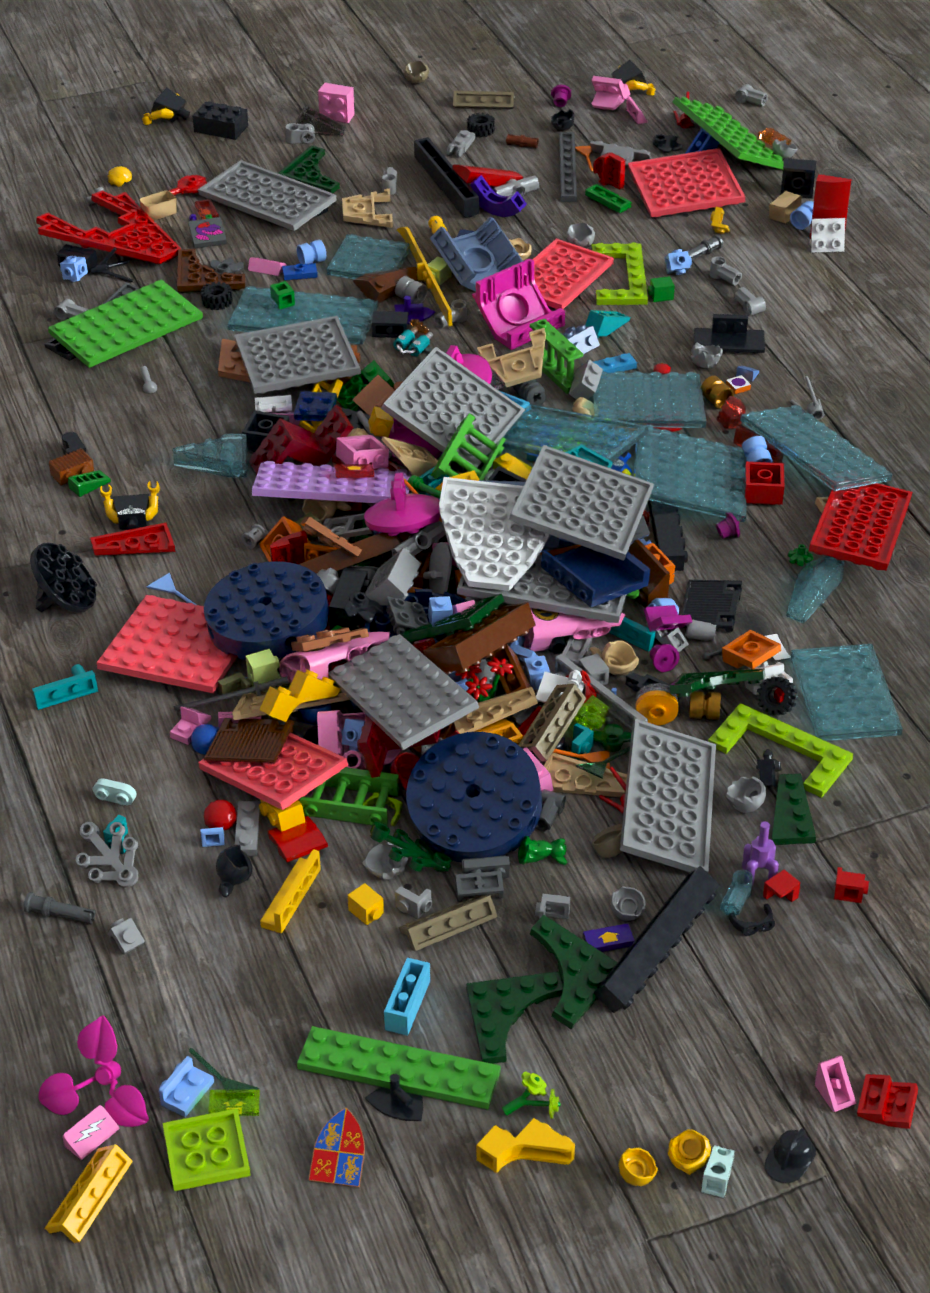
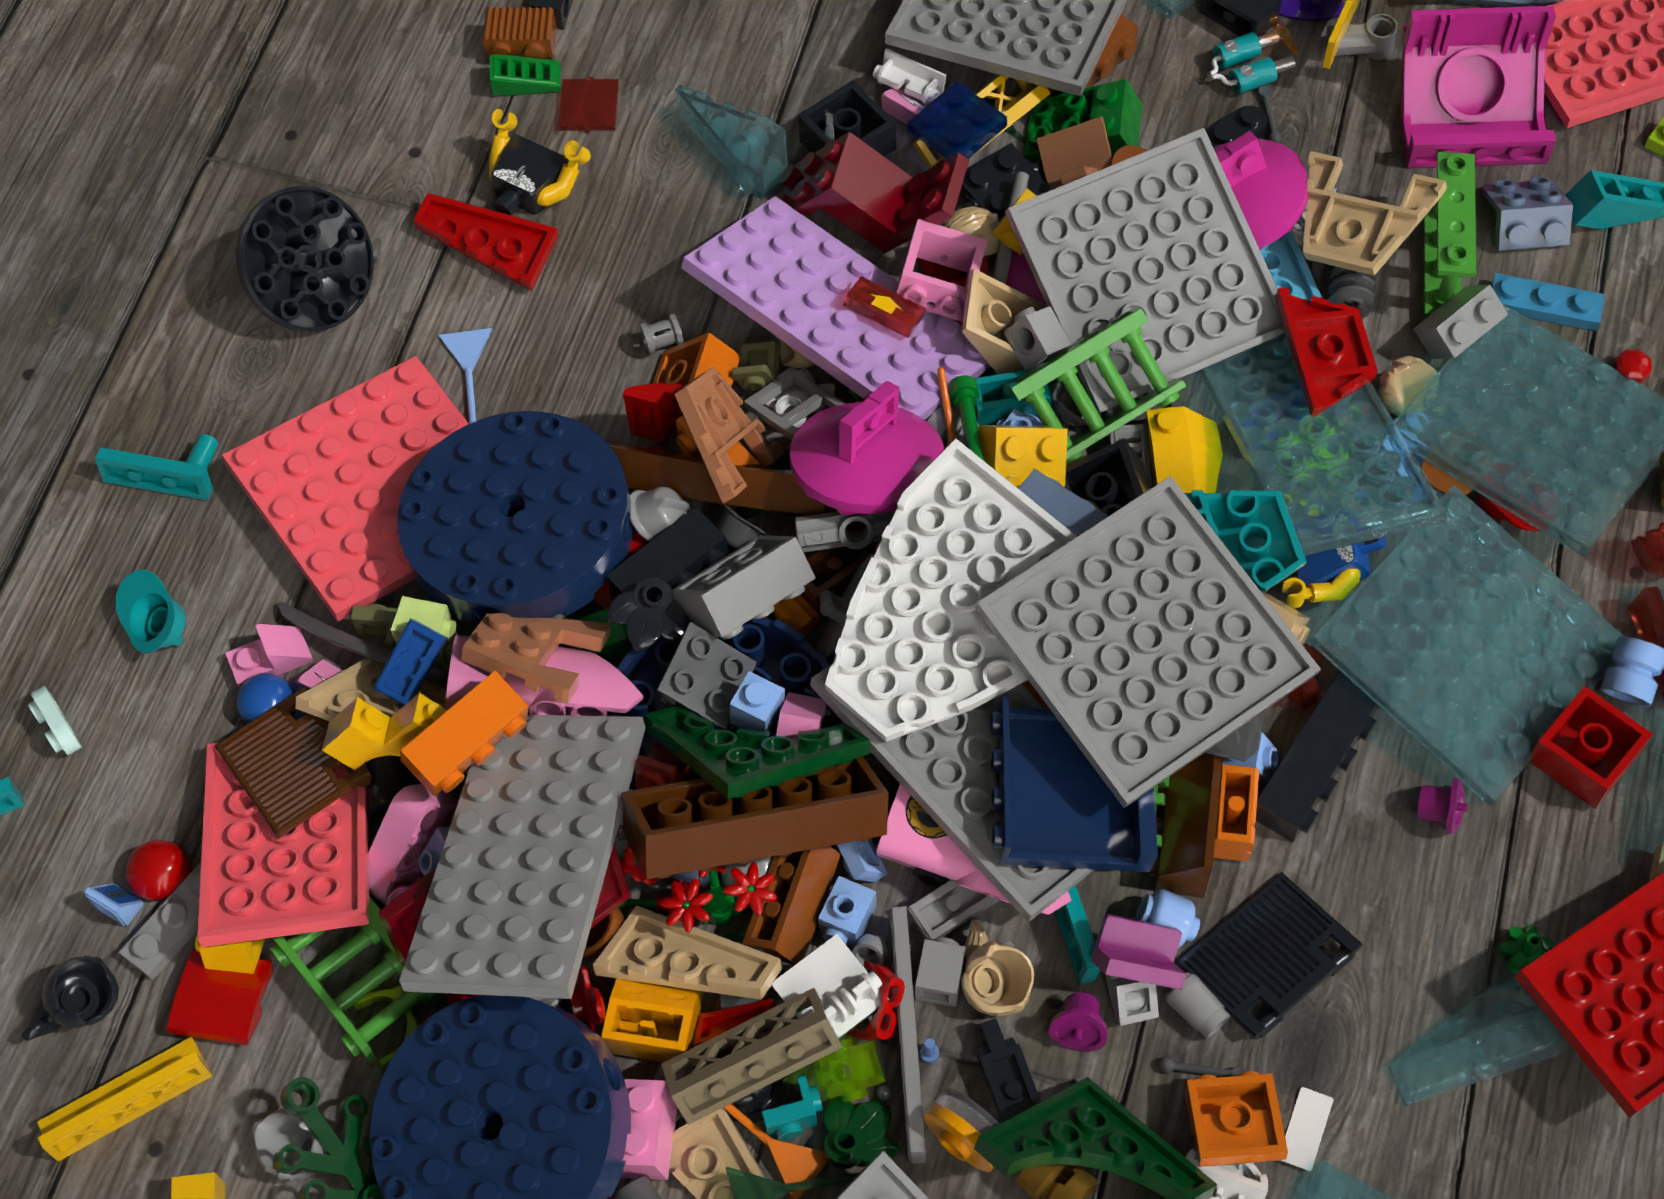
camera: 40 degrees right, 20 degrees up
(120, 731) = (149, 612): none -> teal piece
(129, 479) = (589, 105): none -> clear red piece
(272, 672) = (410, 662): none -> blue plate
(335, 668) = (465, 734): none -> orange brick
(437, 450) = (1036, 336): none -> light grey brick
(545, 405) = (1327, 348): none -> red wing

